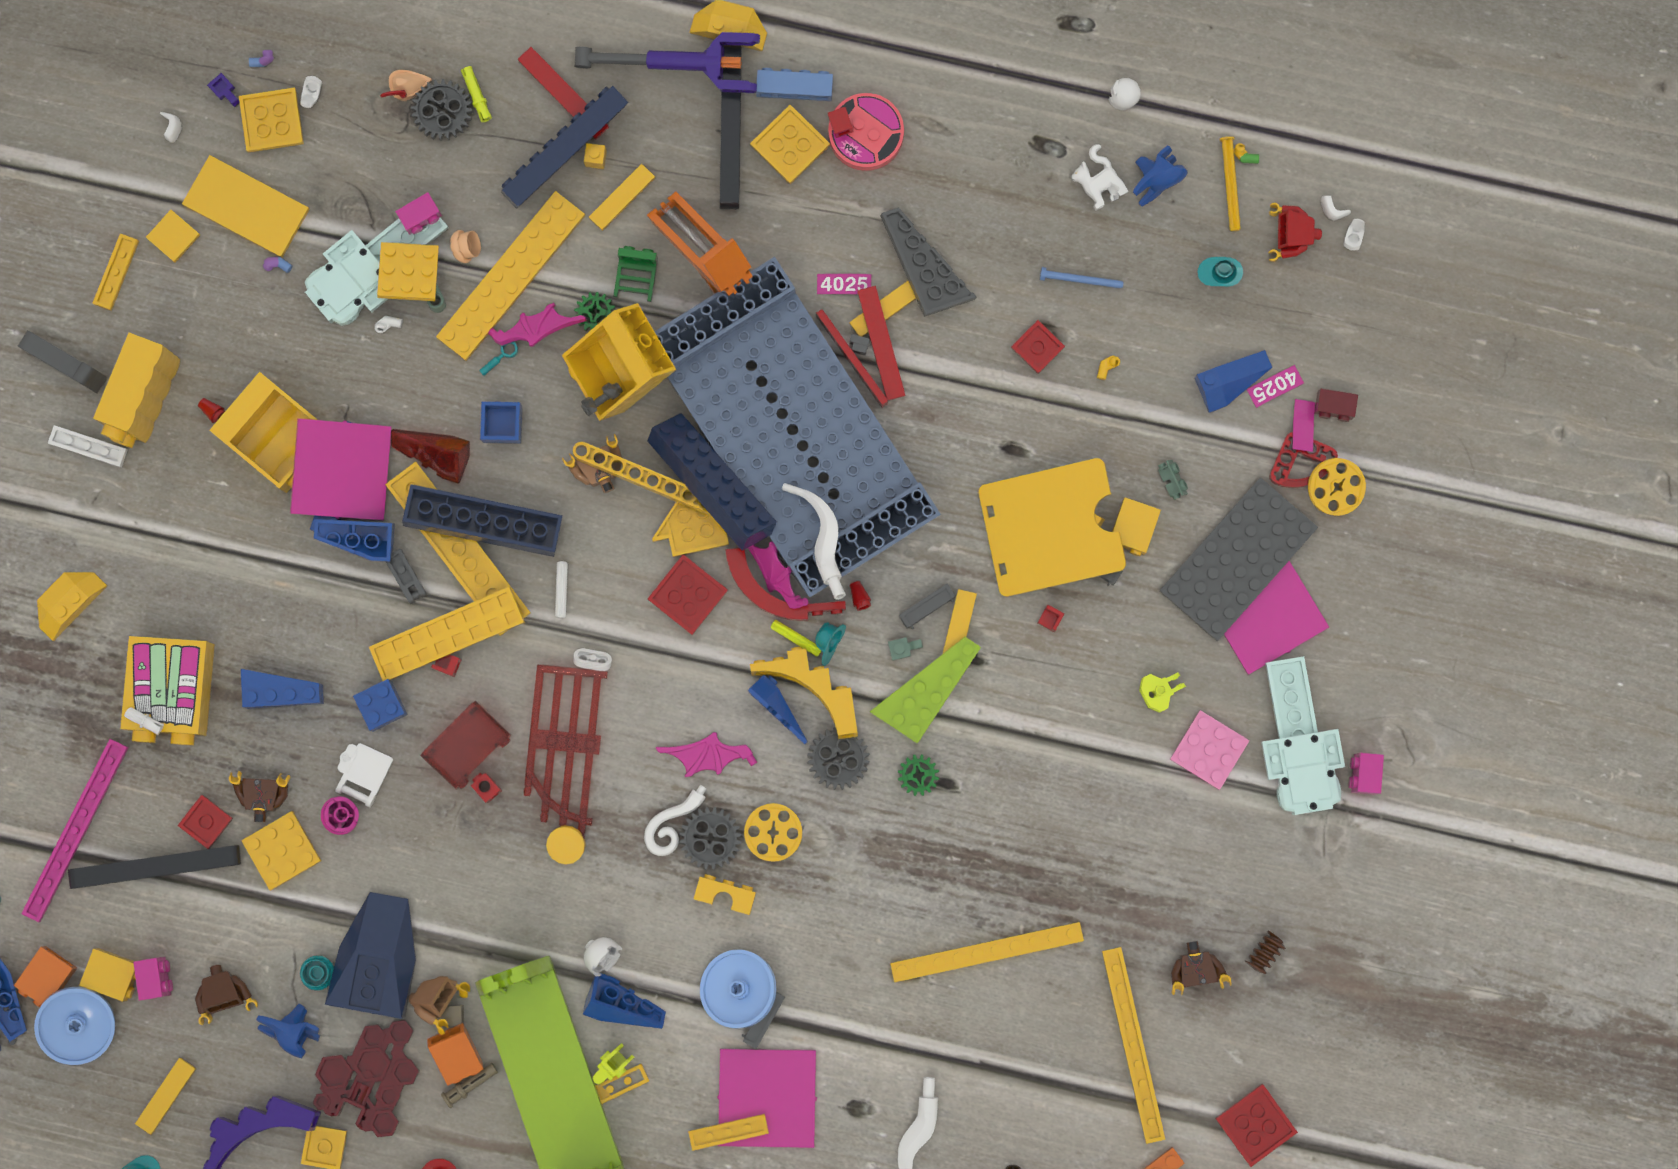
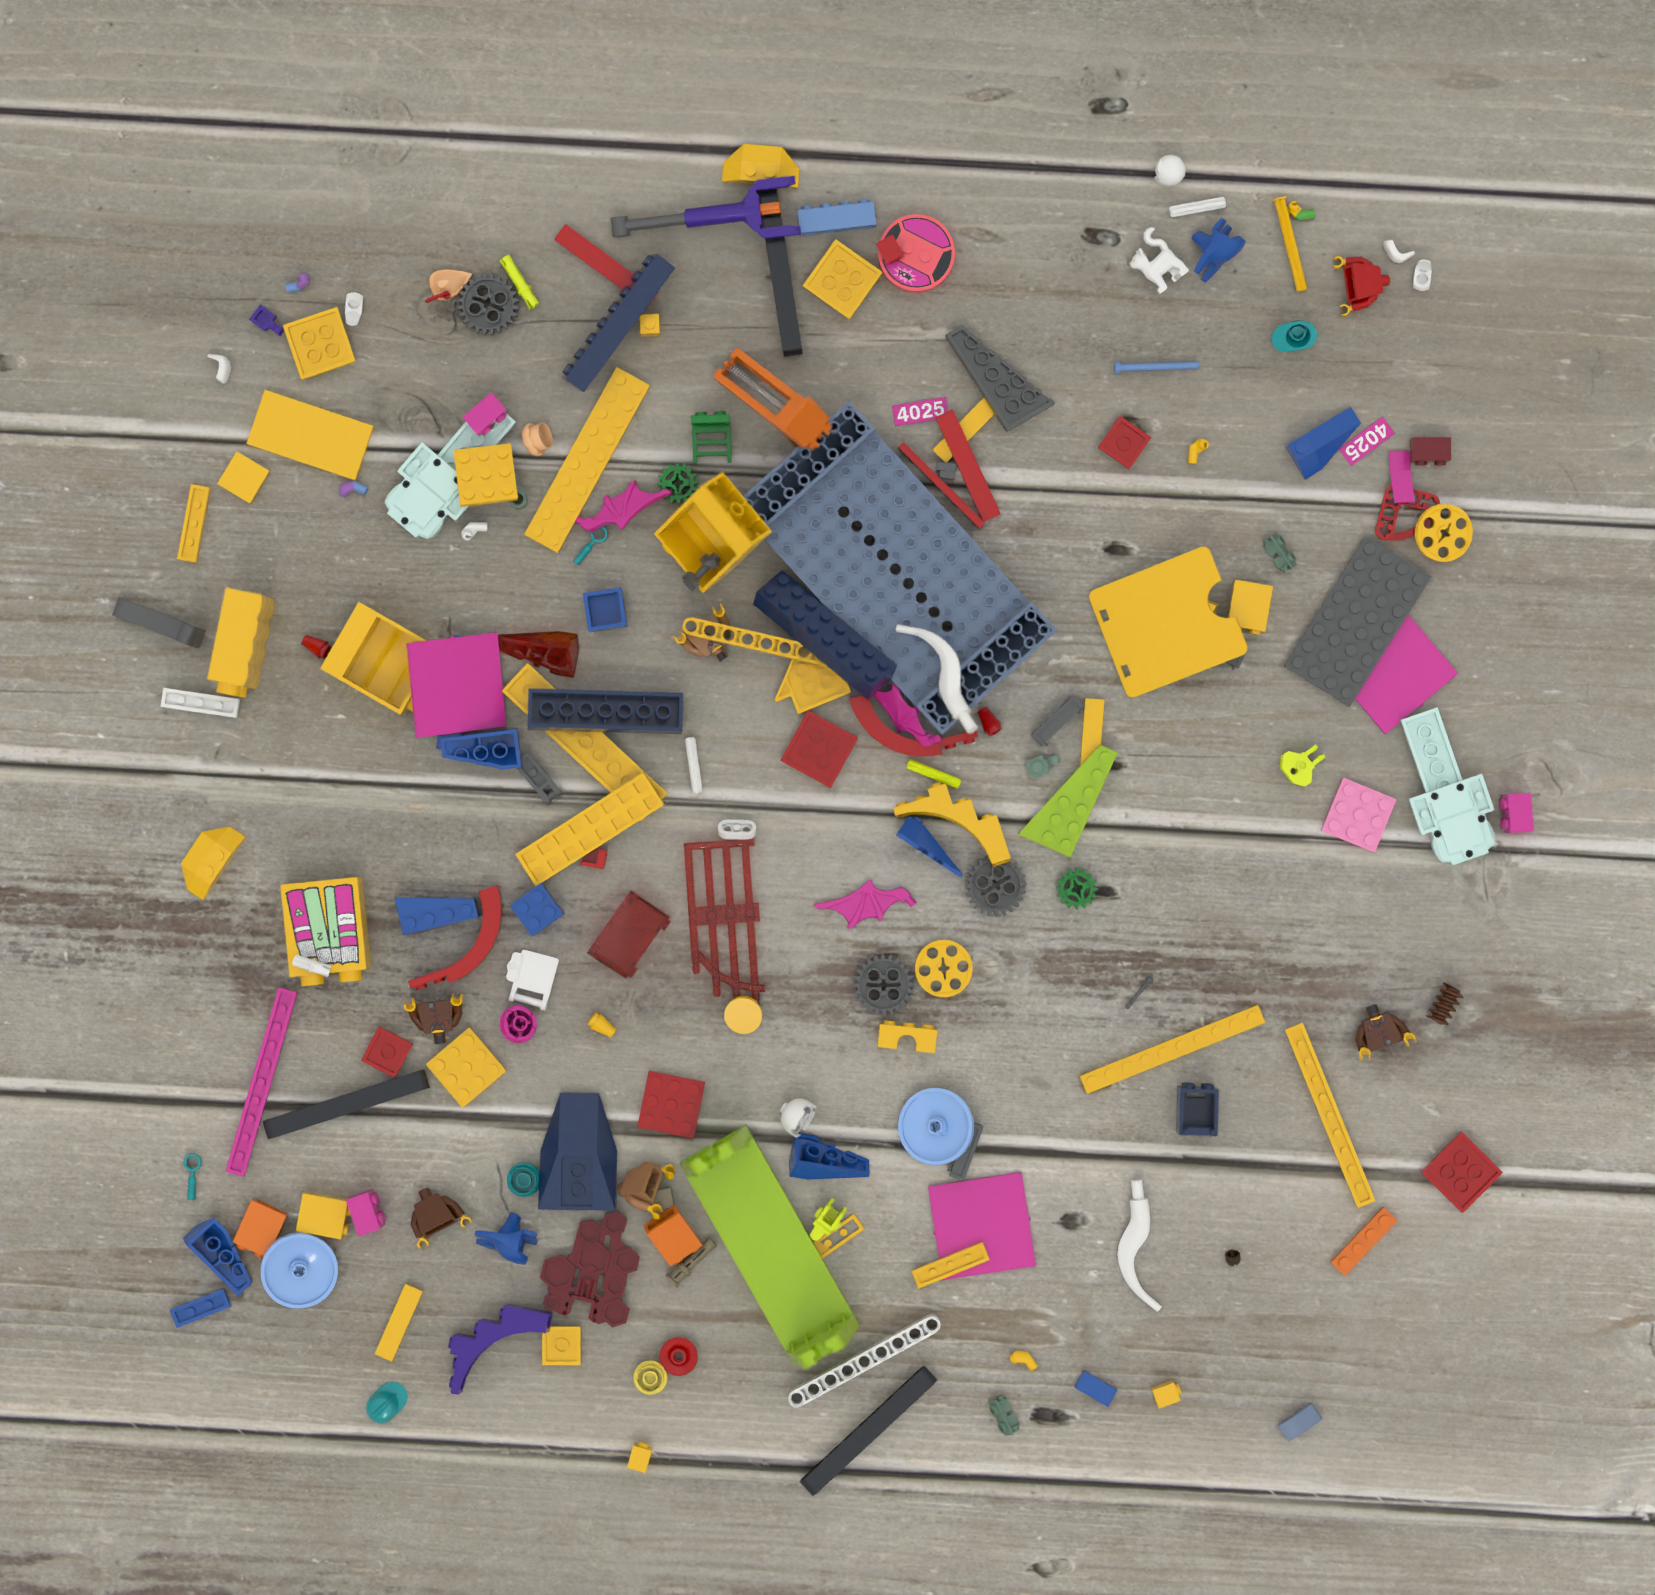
camera: 10 degrees left, 5 degrees up
(324, 727) = (487, 937): none -> red arch
(423, 831) = (601, 1025): none -> yellow cone
(478, 922) = (671, 1104): none -> red plate
(491, 793) = (664, 972): red brick -> none
(622, 197) = (683, 361): yellow tile -> none
(692, 802) = (858, 954): white plant -> none
(828, 639) = (965, 770): teal piece -> none
(975, 879) = (1149, 980): none -> dark grey hinge
(999, 1021) = (1197, 1115): none -> dark blue container
(1050, 618) = (1181, 712): red panel -> none
(1146, 133) = (1197, 206): none -> white axle

